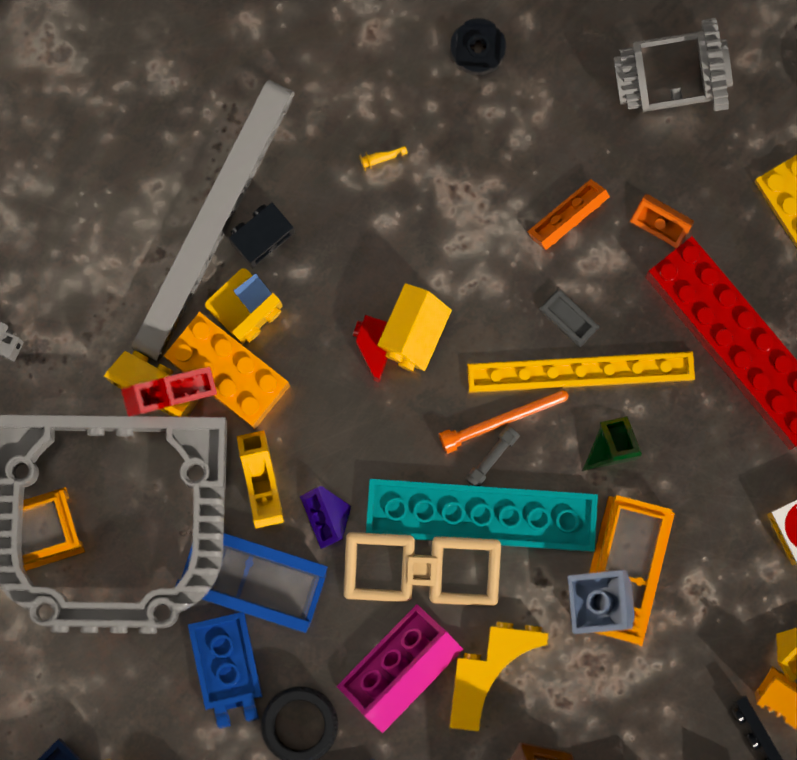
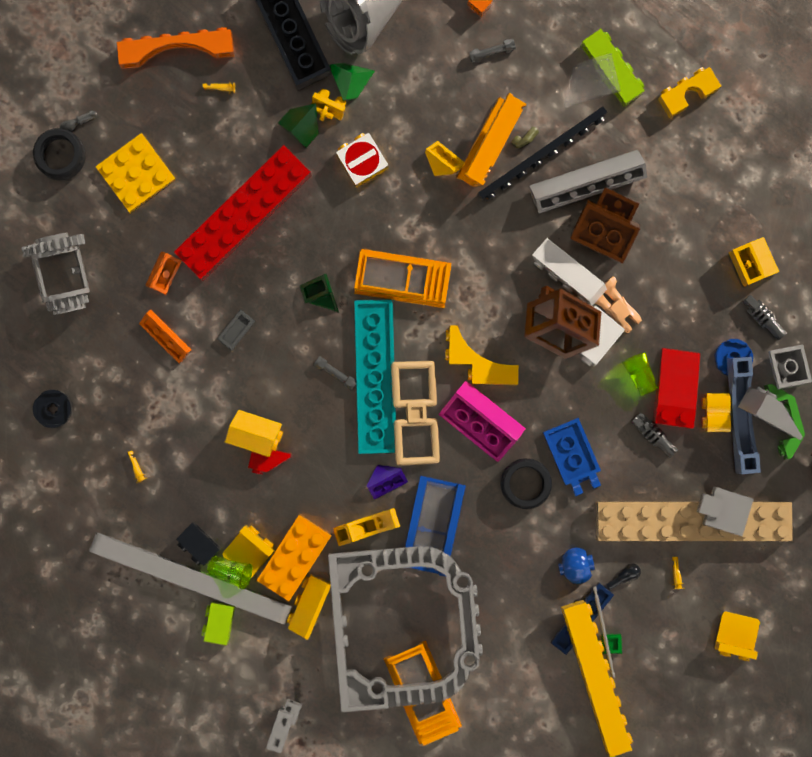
camera: 100 degrees left, 5 degrees up
(144, 253) = (219, 623): none -> lime brick
(168, 391) = (314, 594): red slope -> none
(216, 276) = (230, 571): none -> clear neon green plant
(226, 666) = (492, 536): blue tile -> none
(252, 293) = (239, 545): medium blue tile -> none
(452, 439) = (326, 400): orange piece -> none
(580, 372) = (272, 319): yellow tile -> none
(601, 602) = (426, 292): sand blue slope -> none

